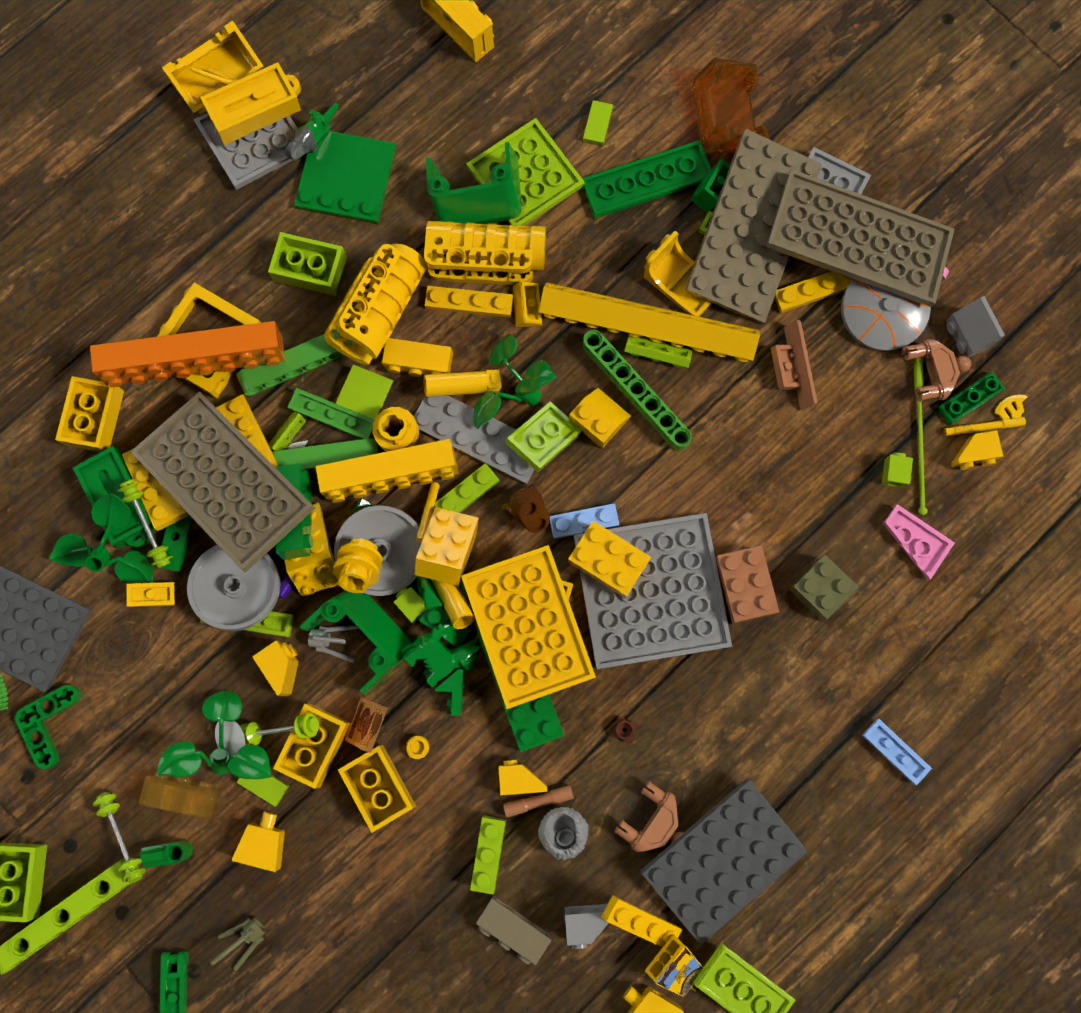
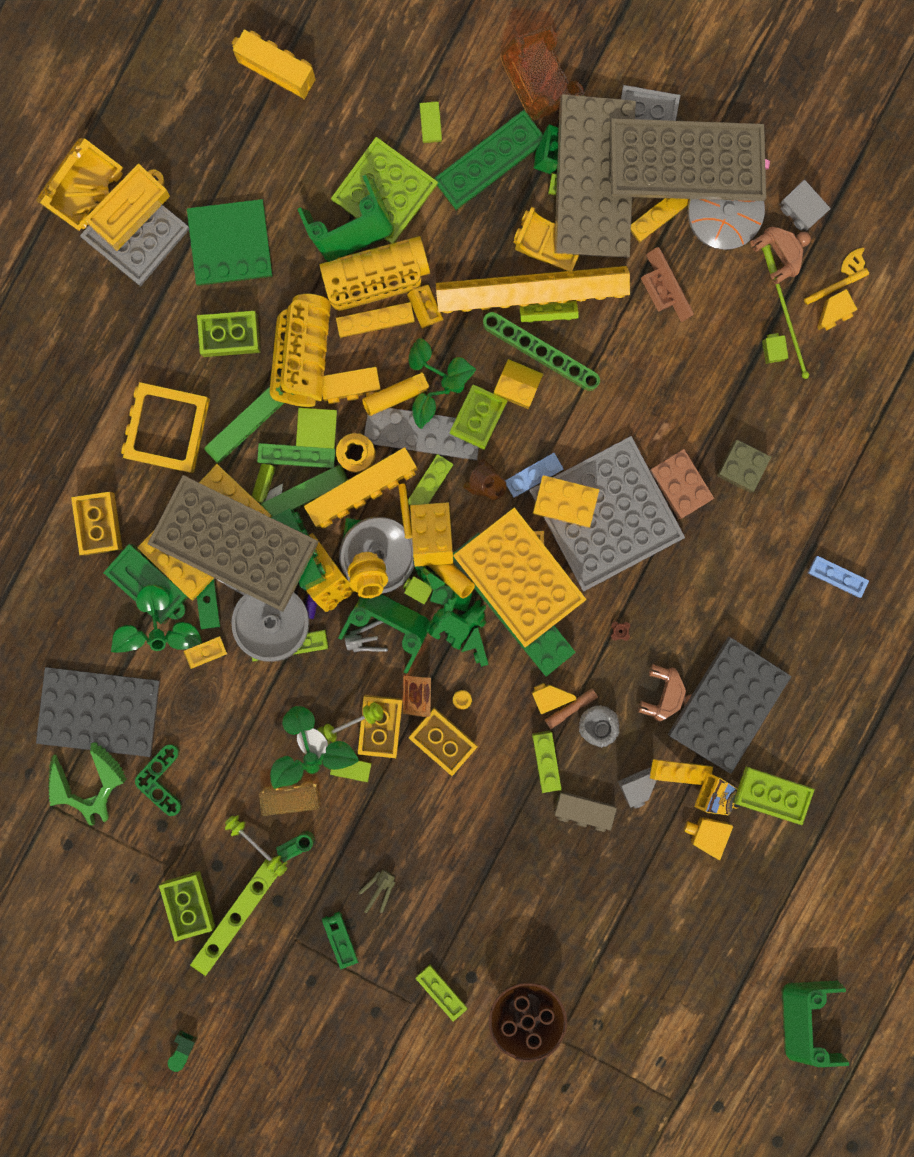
camera: 30 degrees left, 10 degrees up
(132, 494) = (200, 617): lime axle -> none
(187, 354) = (164, 448): orange brick -> none
(261, 844) = (368, 813): yellow torso -> none
(279, 666) = (331, 674): yellow slope -> none
(311, 134) = (188, 216): animal -> none
(919, 540) = (808, 400): bright pink wing -> none
(962, 404) = (811, 273): green tile -> none

